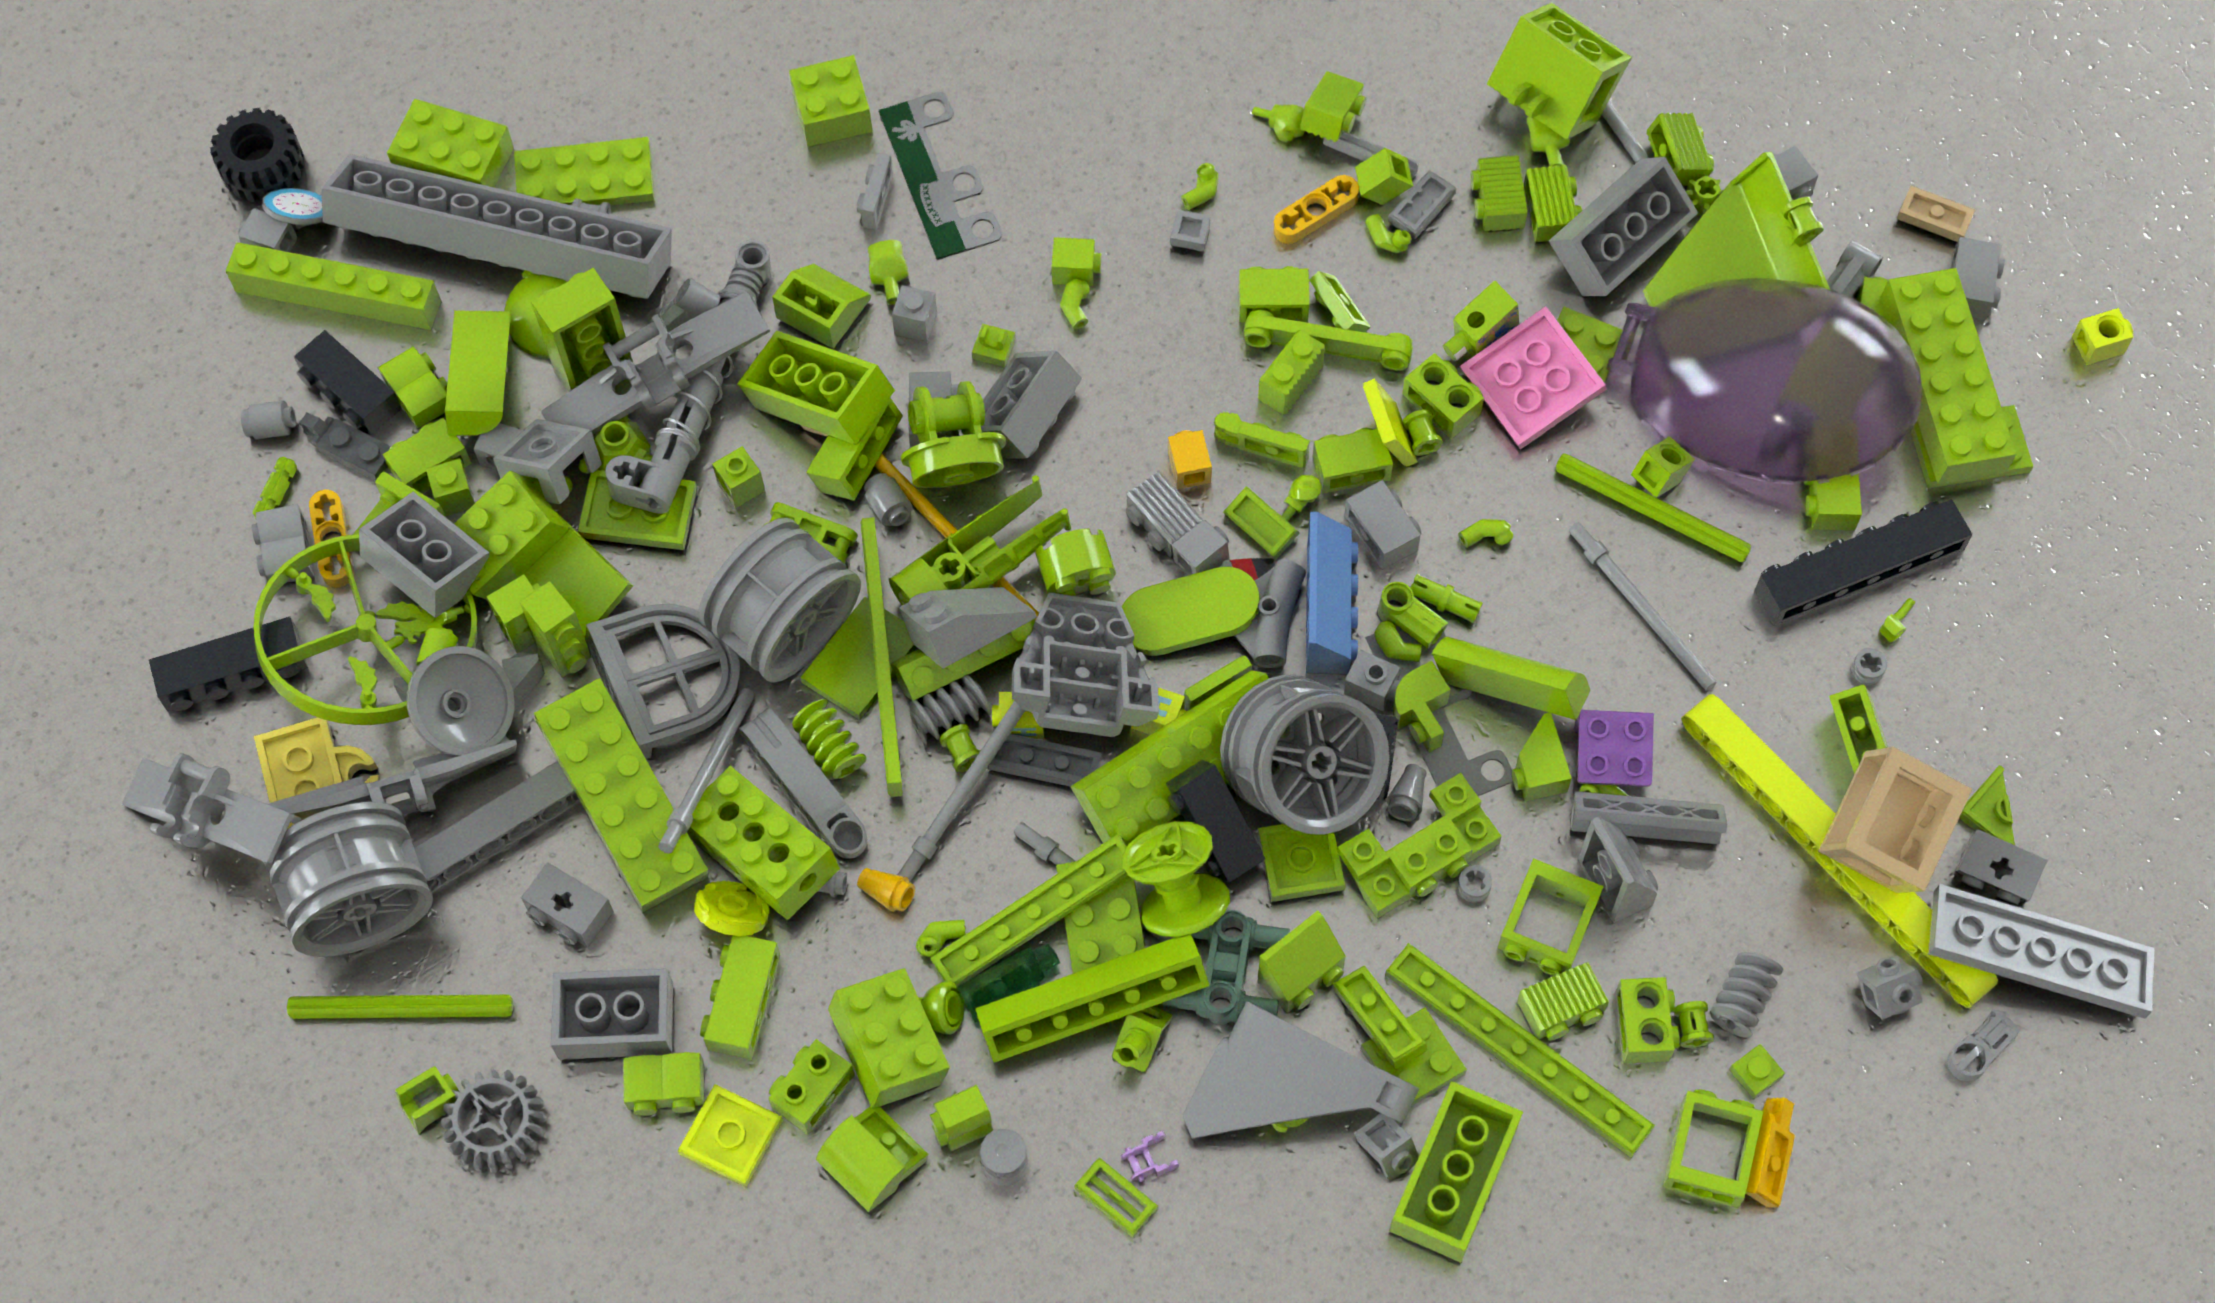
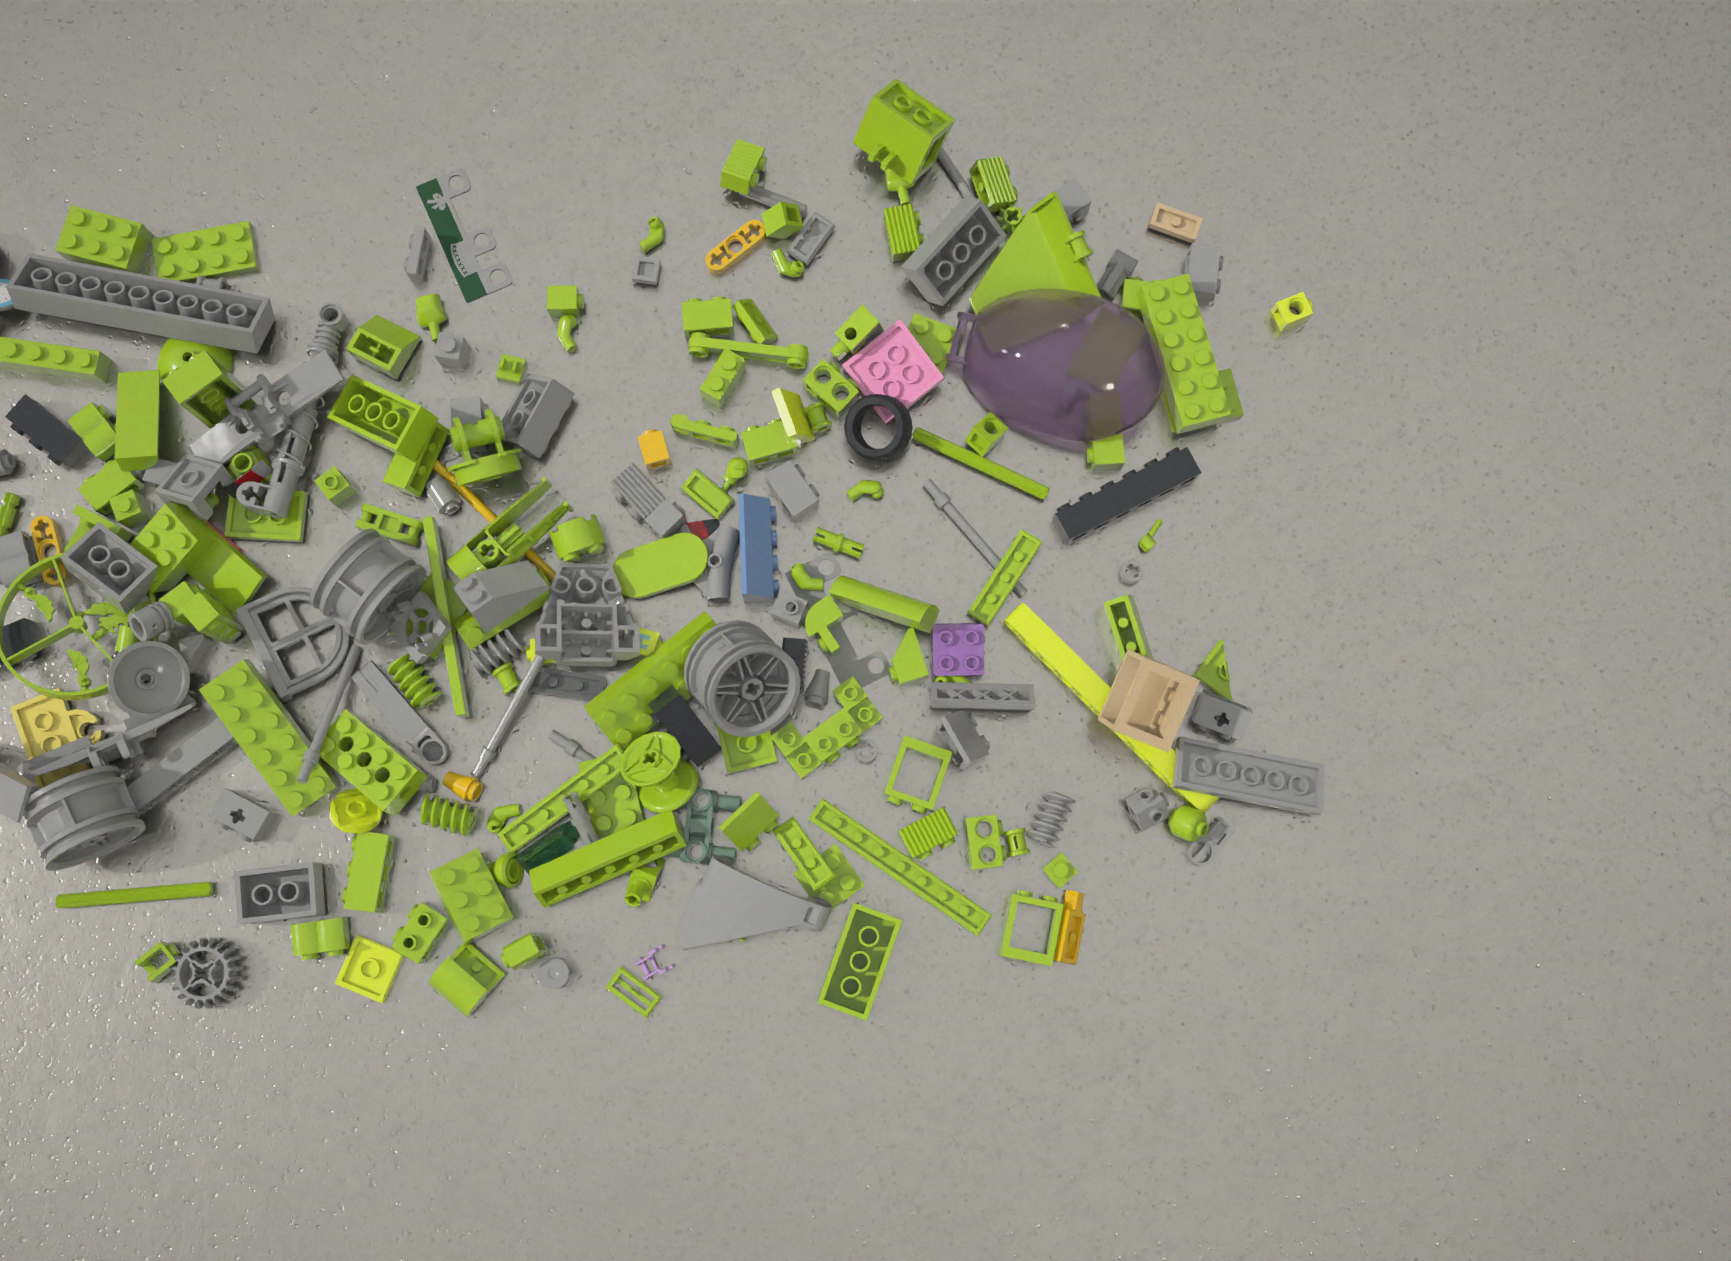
camera: 10 degrees left, 15 degrees up
(346, 444) = (53, 478): dark grey hinge -> none
(478, 622) = (152, 621): none -> light grey piece
(636, 447) = (255, 474): none -> sticker
(688, 303) = (287, 358): light grey piece -> none
(830, 101) = (378, 184): lime brick -> none
(861, 677) = (407, 611): none -> light grey piece
(863, 925) = (448, 816): none -> lime piece
(1056, 937) = (580, 818): none -> light grey pin
(1216, 681) = (682, 619): lime tile -> none
(1284, 119) = (709, 176): lime piece -> none
(1388, 1145) = (814, 945): light grey bracket -> none
(1413, 616) = (817, 559): lime piece -> none
(1489, 417) = (853, 427): none -> black tyre
(1500, 192) = (866, 226): lime brick -> none
(1685, 658) = (1004, 577): none -> lime tile
(1951, 1012) = (1188, 823): none -> lime head

